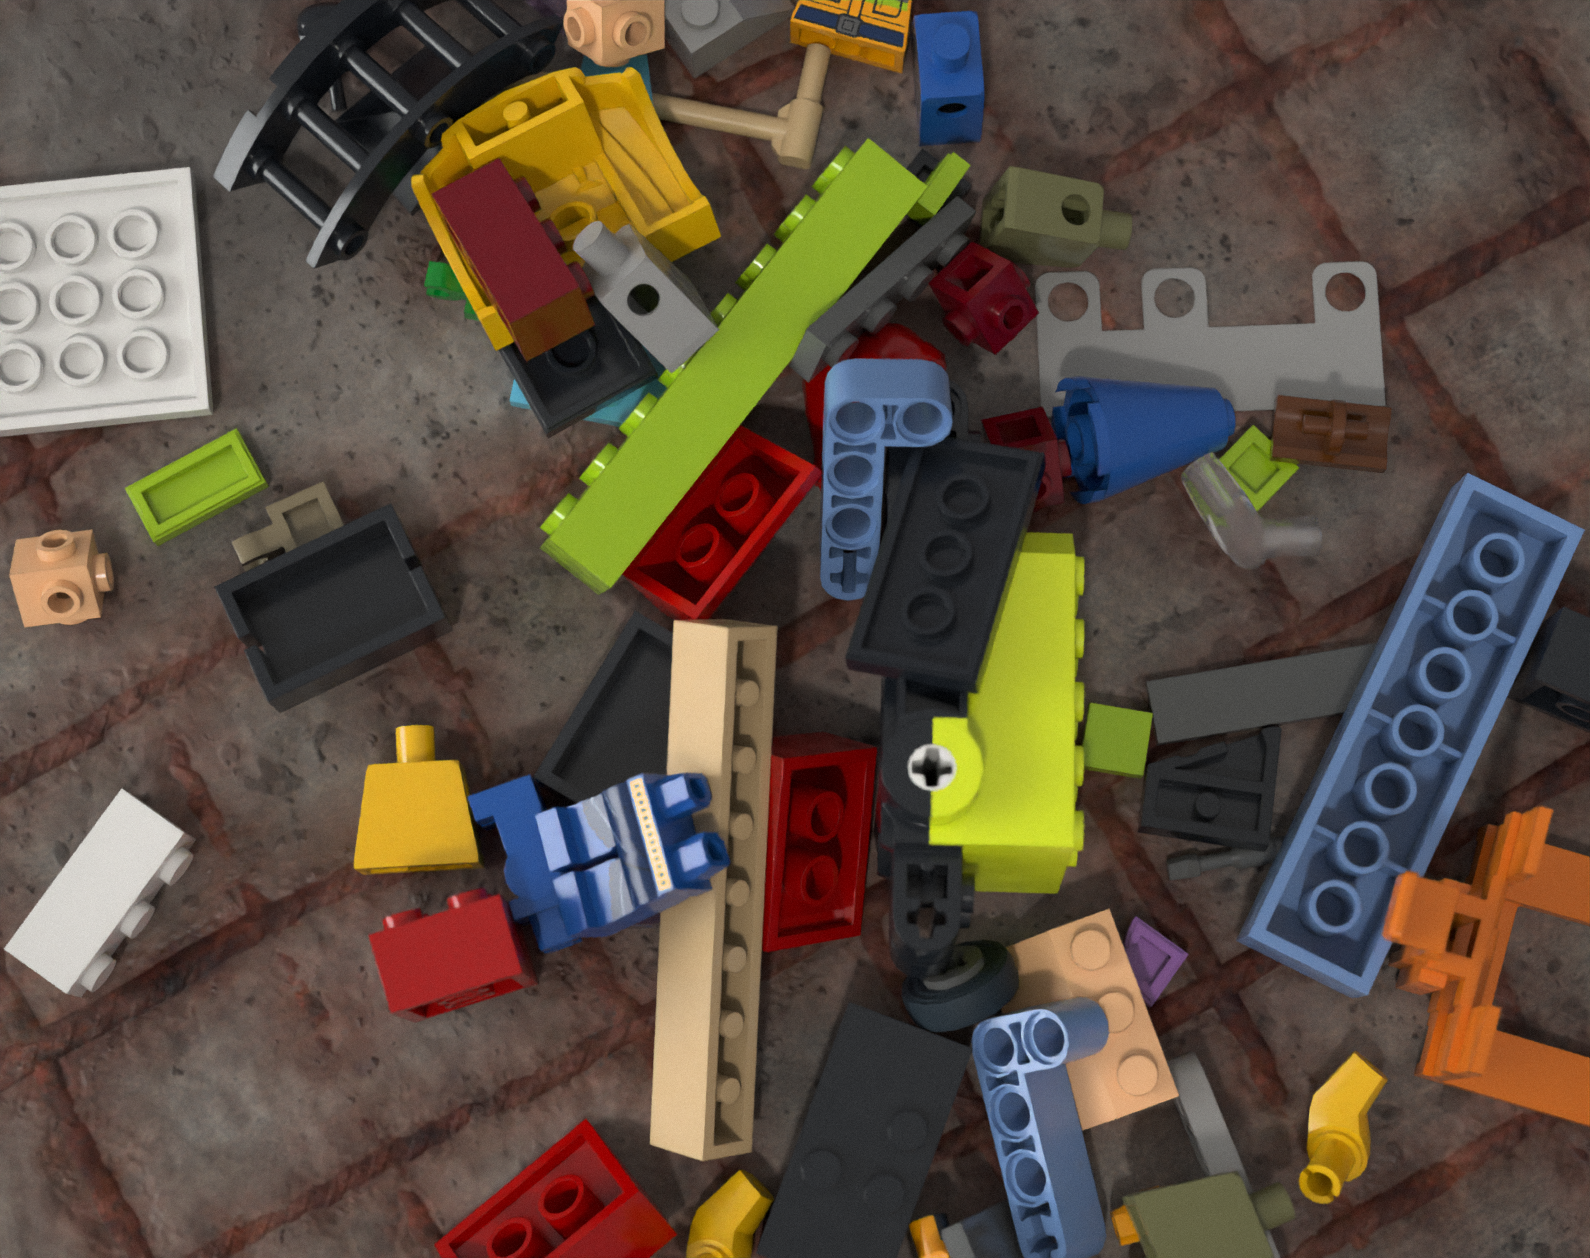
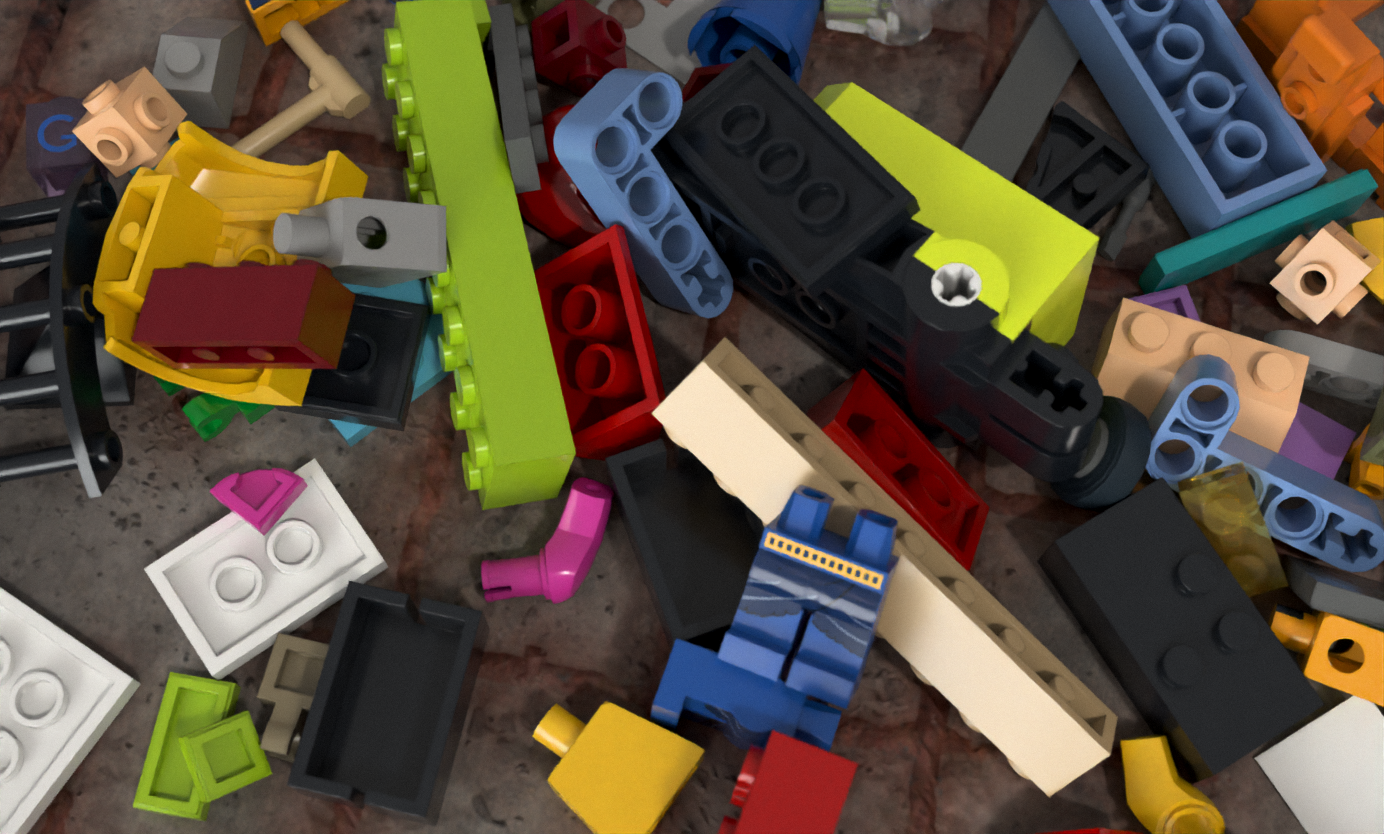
camera: 55 degrees left, 10 degrees down
(208, 521) = (224, 756): none -> lime tile
(365, 429) = (244, 588): none -> white plate
(409, 378) = (259, 495): none -> dark pink tile
(549, 641) = (567, 553): none -> dark pink arm
(977, 1138) = (1234, 524): none -> clear yellow plate
(1125, 1156) = (1316, 441): none -> medium lavender tile
(1284, 1060) = (1334, 255): none -> light nougat brick
(1285, 980) = (1257, 232): none -> teal tile

